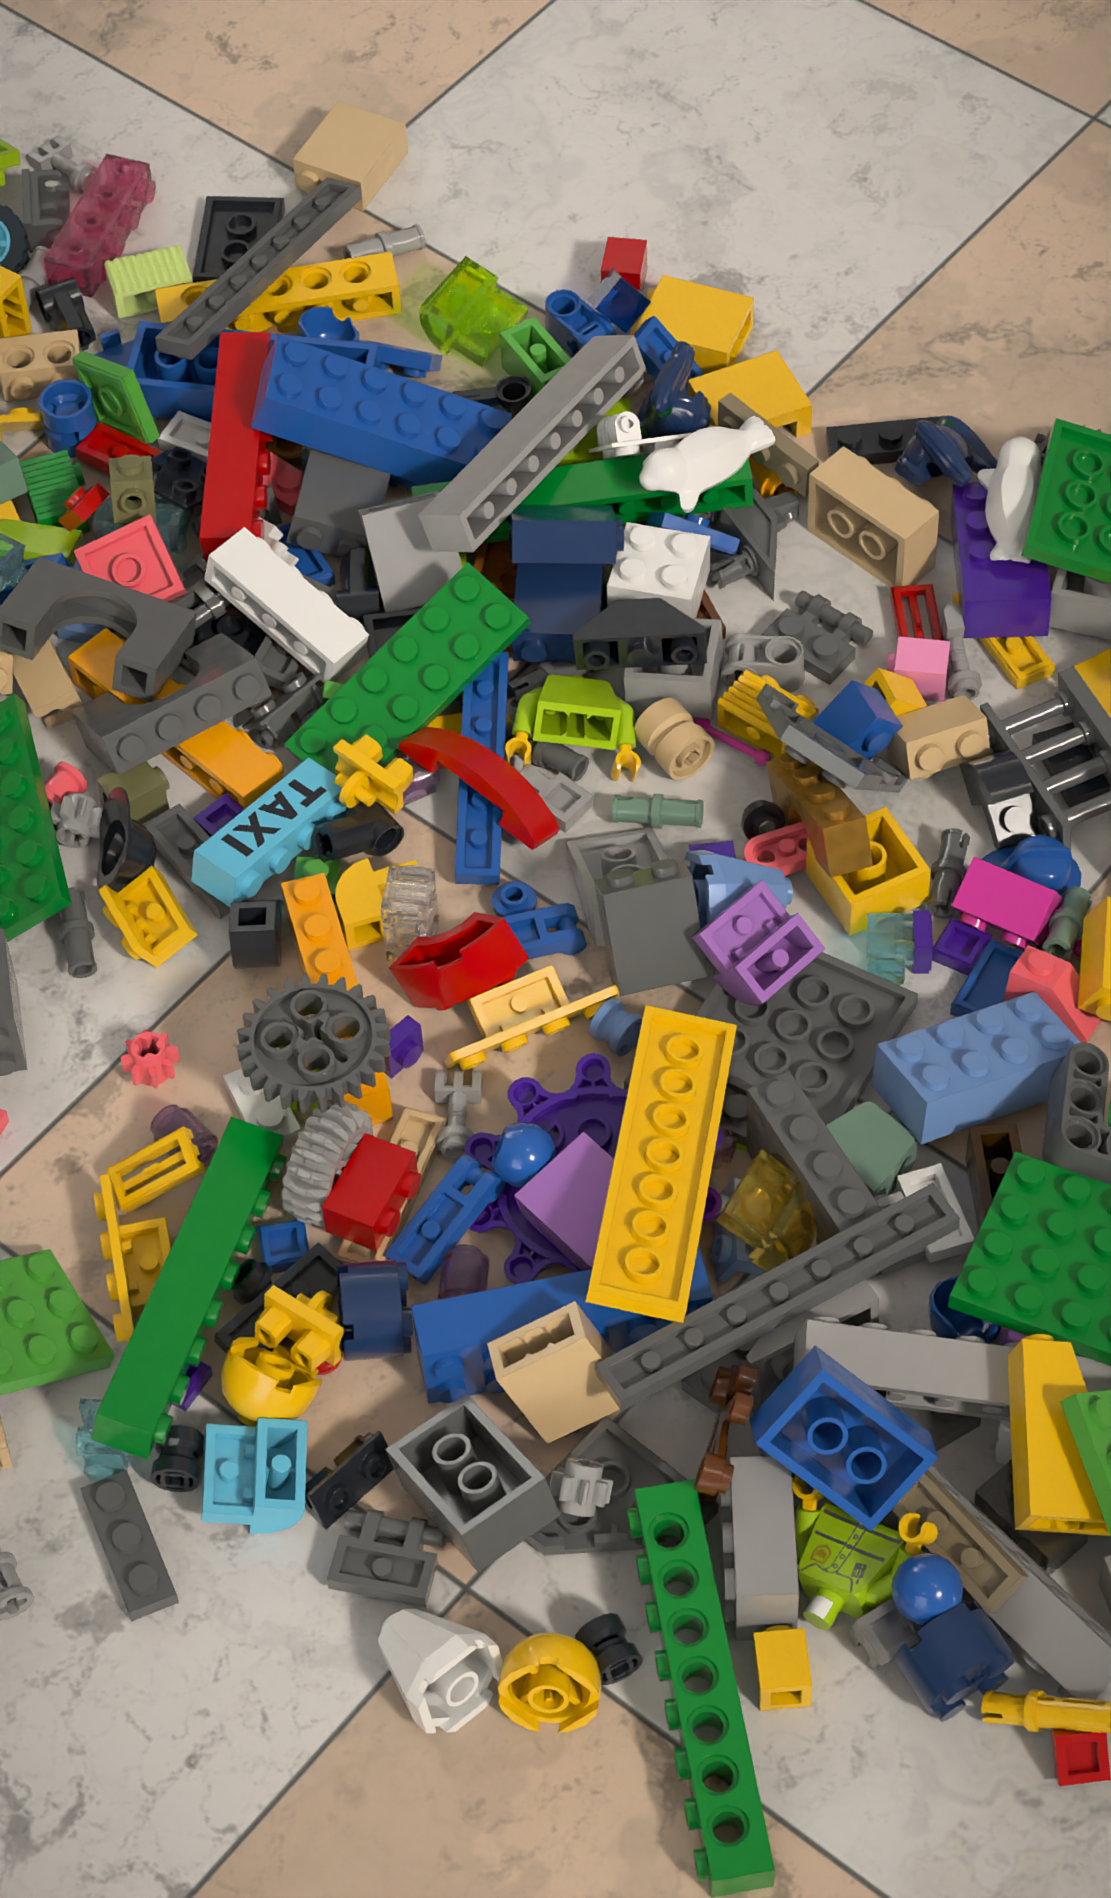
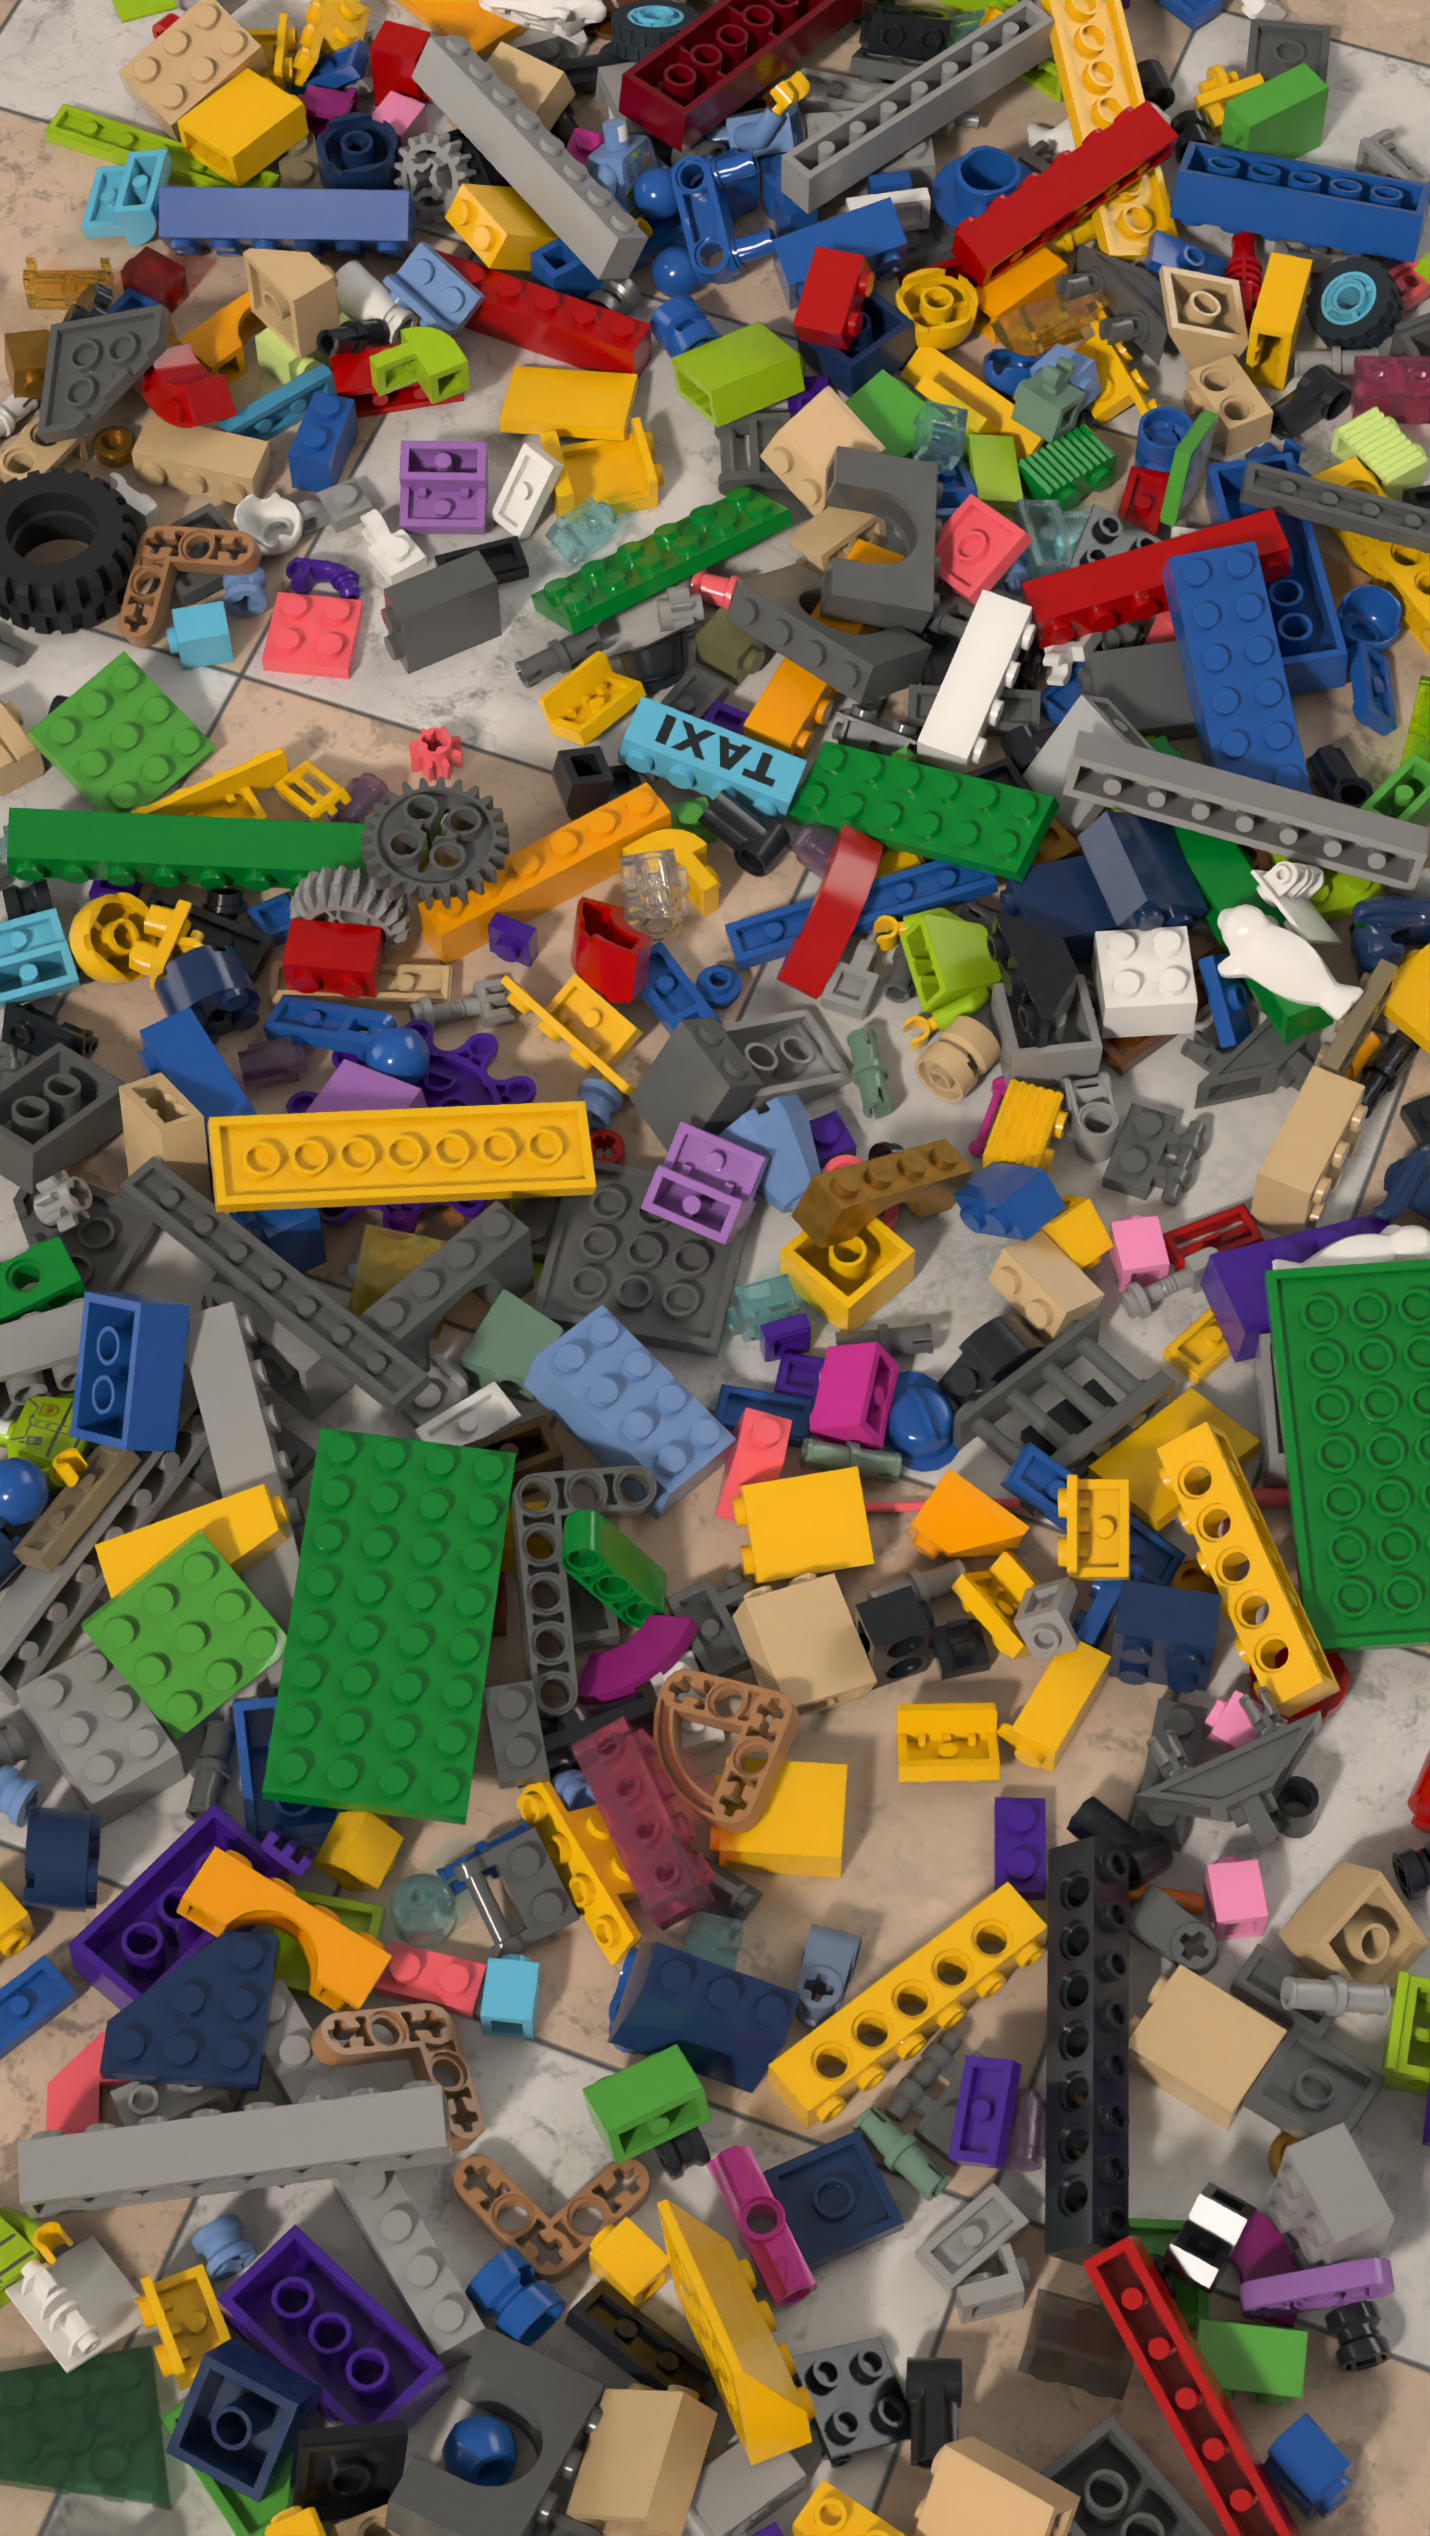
camera: 70 degrees right, 5 degrees up
(82, 505) = (1035, 483): red plate -> none
(131, 488) = (1058, 511): olive brick -> none
(366, 780) = (790, 812): yellow hips -> none
(731, 1394) = (73, 1280): reddish brown plant -> none
(808, 741) = (944, 1174): dark grey wing -> none

